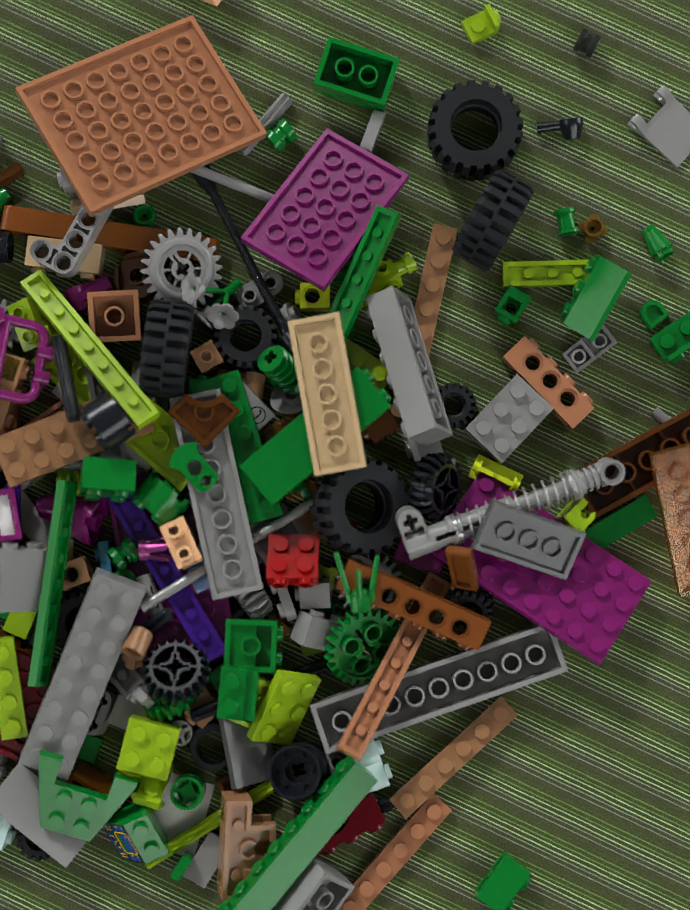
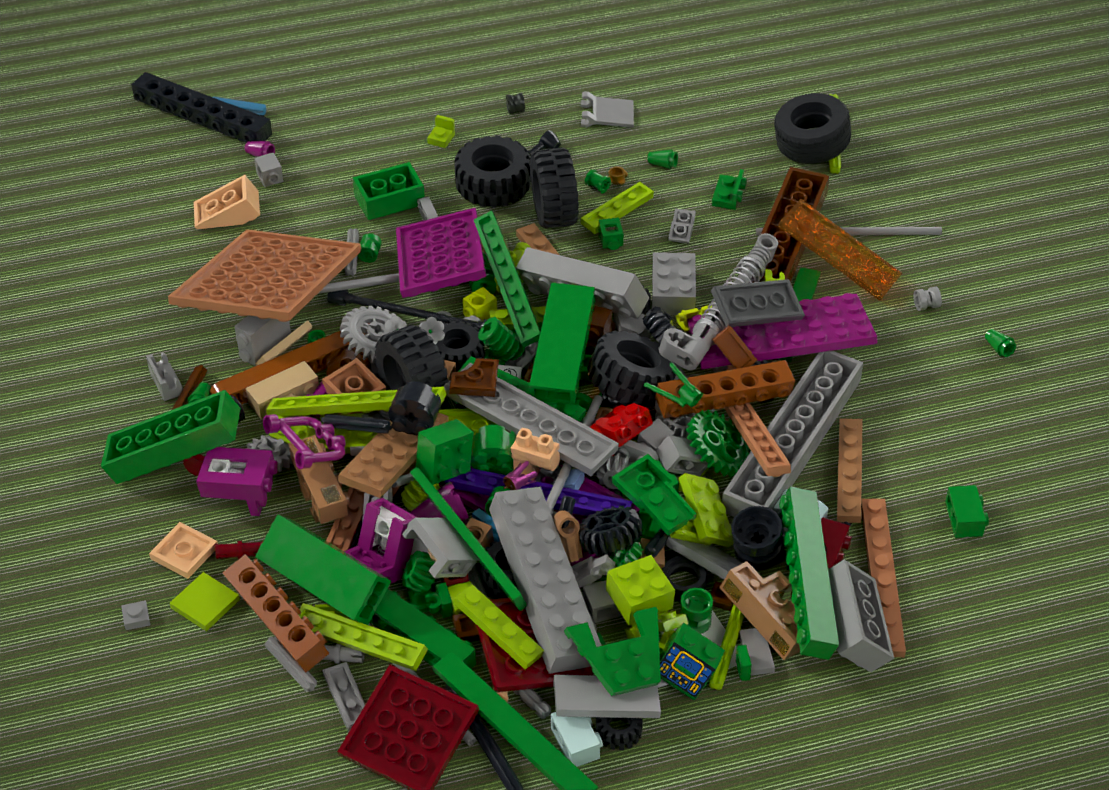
camera: 45 degrees left, 40 degrees down
(65, 250) = (285, 376): light grey beam -> none
(186, 454) = (486, 406): green piece -> none
(327, 394) = (548, 303): tan plate -> none
(568, 415) = (705, 251): nougat brick -> none
(594, 296) = (657, 190): green slope -> none
(652, 313) = (699, 191): green tile -> none

